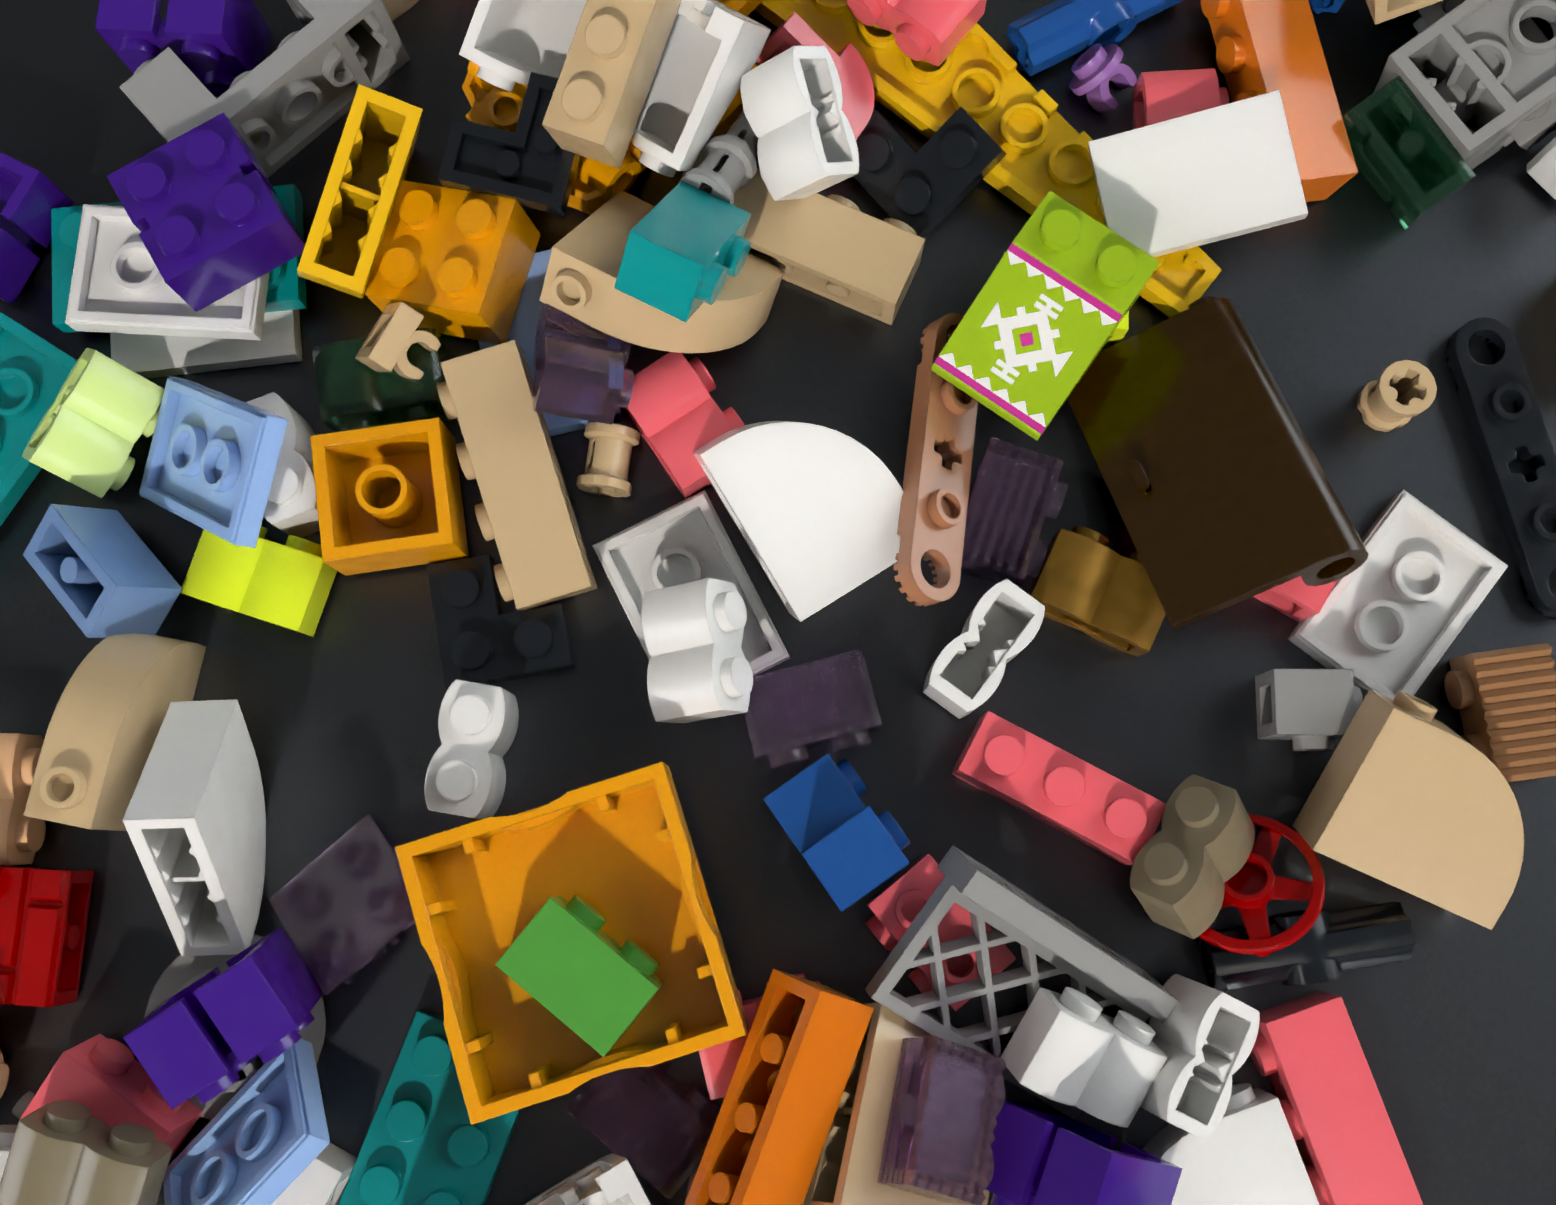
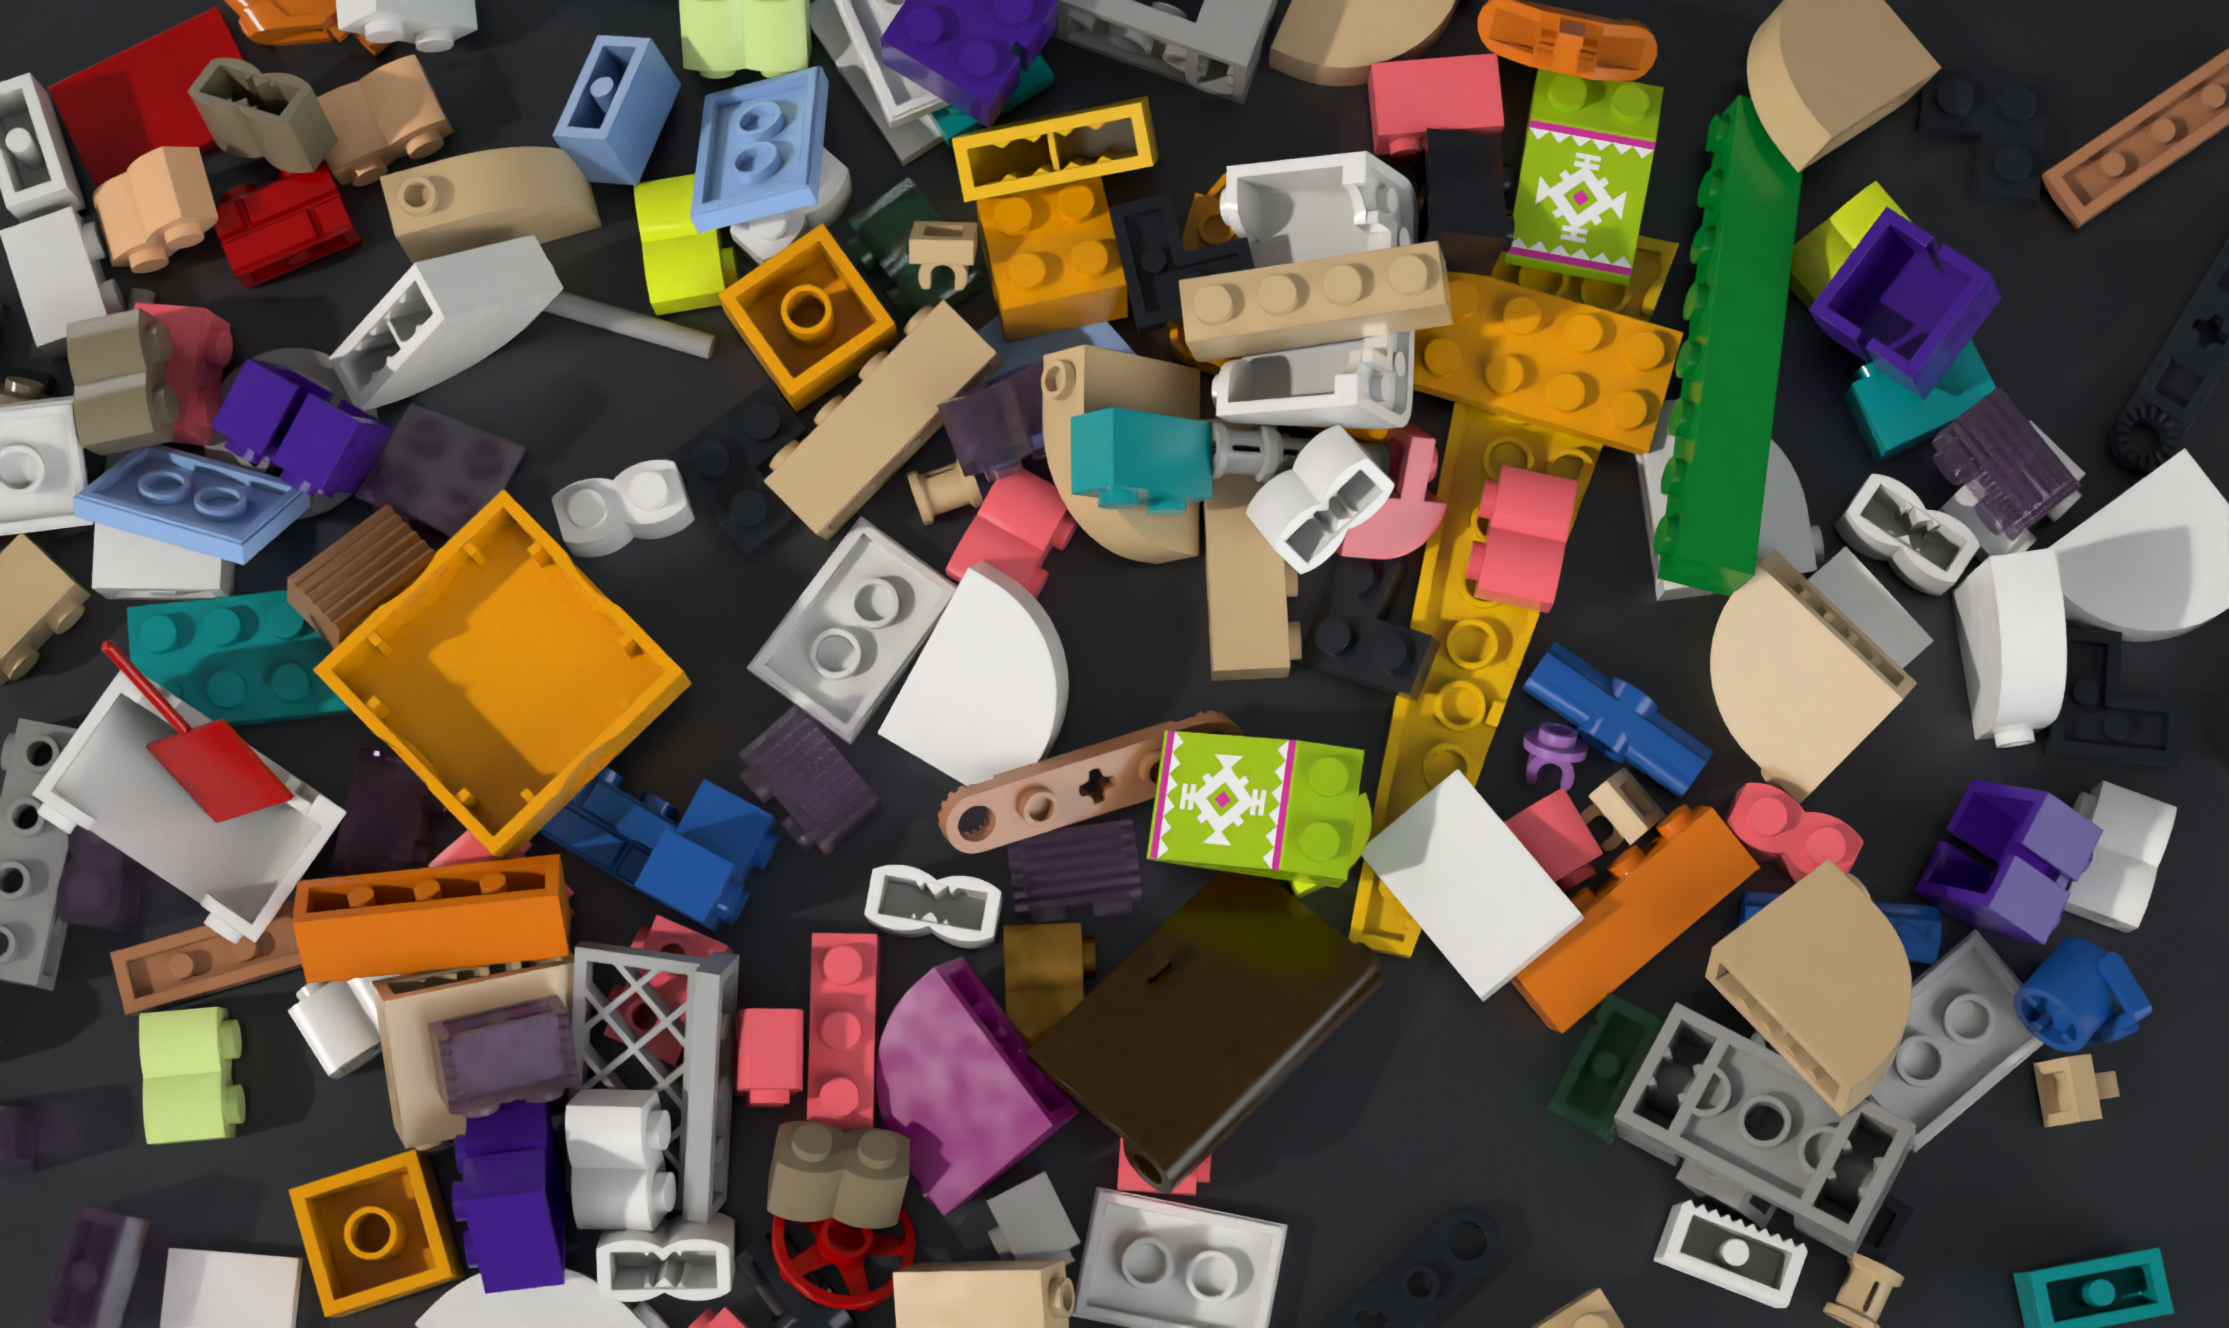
camera: 60 degrees right, 0 degrees up
(307, 663) = (632, 324): none -> light grey bar
(401, 1030) = (358, 575): none -> medium nougat brick
(582, 971) = (479, 698): bright green brick -> none
(696, 651) = (802, 654): white brick -> none
(766, 905) = (611, 827): none -> blue brick
(1055, 865) = (768, 1056): none -> coral brick
(1167, 702) = (962, 1087): none -> magenta brick
(1178, 40) = (1625, 806): none -> tan tile
(1397, 395) = (1384, 1160): tan bush -> none

